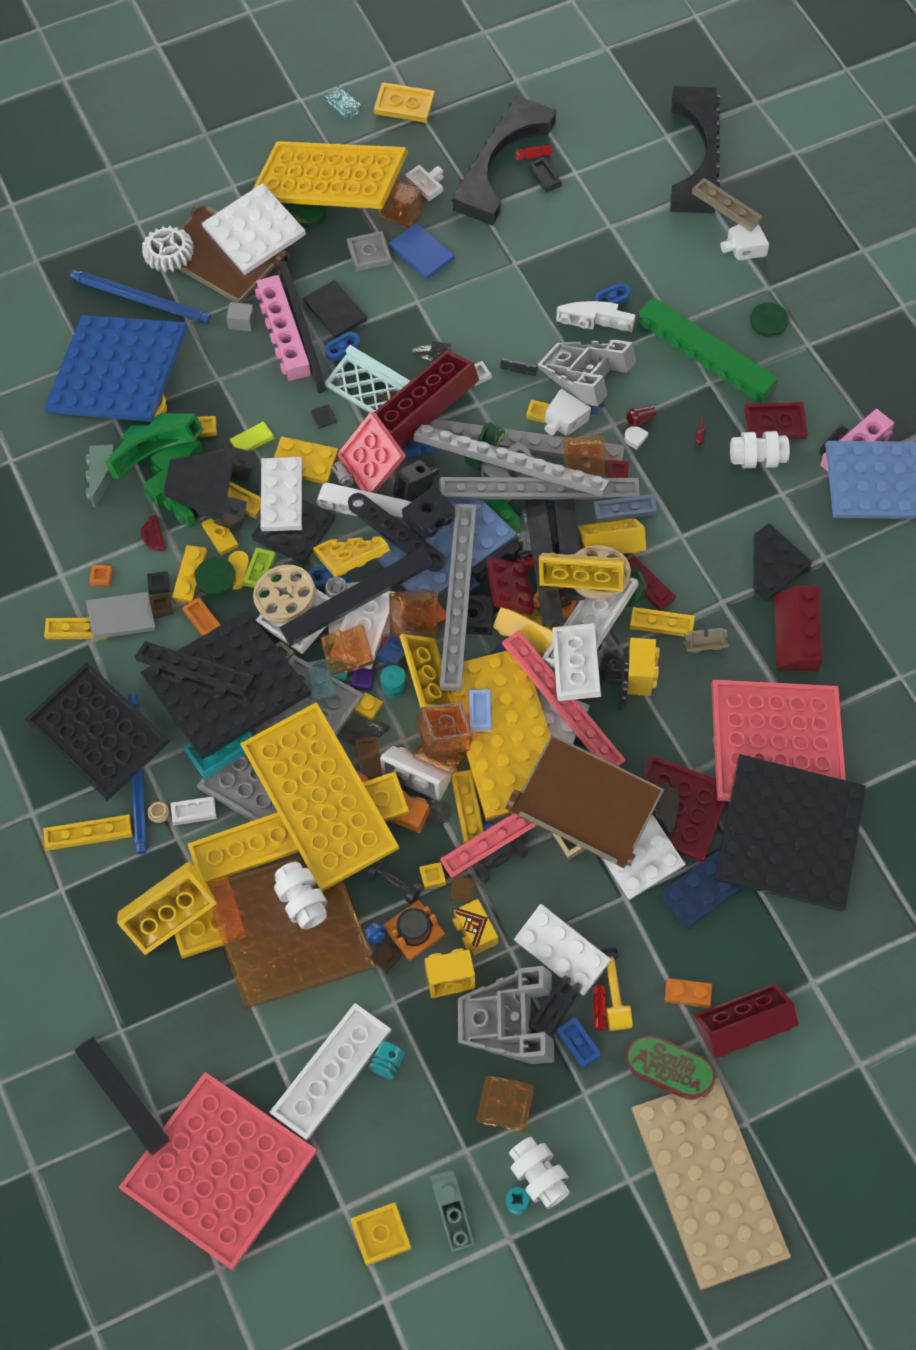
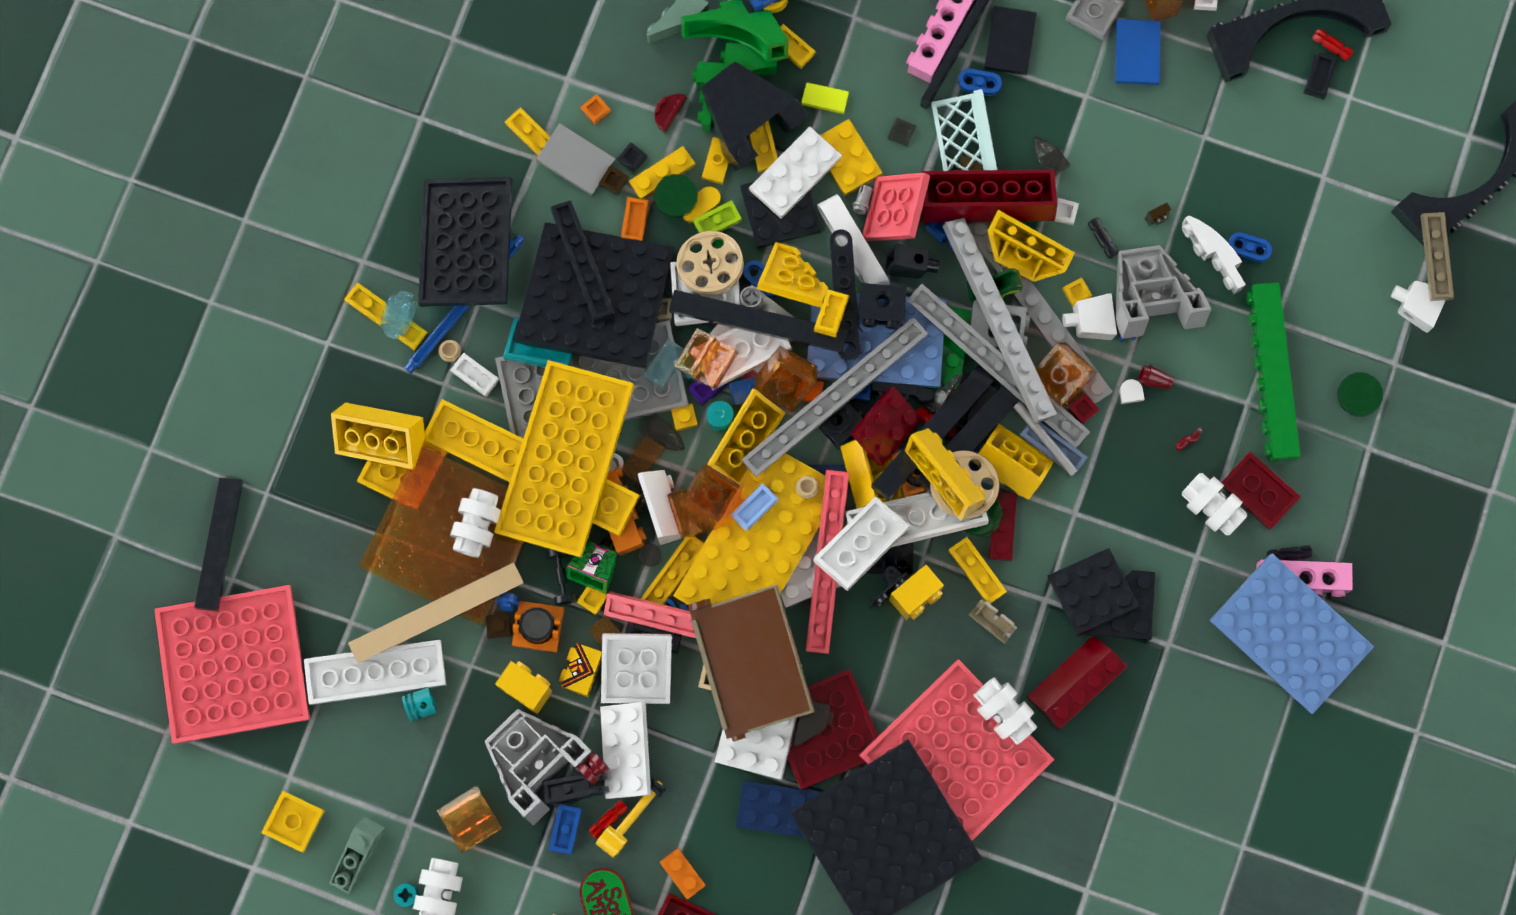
camera: 45 degrees right, 15 degrees up
(99, 814) = (398, 314): none -> clear light blue gear
(333, 987) = (435, 613): none -> tan tile
(401, 545) = (831, 313): none -> yellow plate
(414, 852) = (595, 566): none -> green torso
(476, 408) = (1026, 249): none -> yellow wedge
(501, 665) = (807, 487): none -> tan plate
(512, 888) = (636, 668): none -> white plate
(538, 325) = (1158, 214): none -> dark brown plate
(556, 976) = (593, 768): none -> dark red wheel
(616, 505) = (1045, 438): none -> light grey bar
(746, 567) = (1093, 592): none -> black plate
(787, 679) = (999, 704): none -> white piece

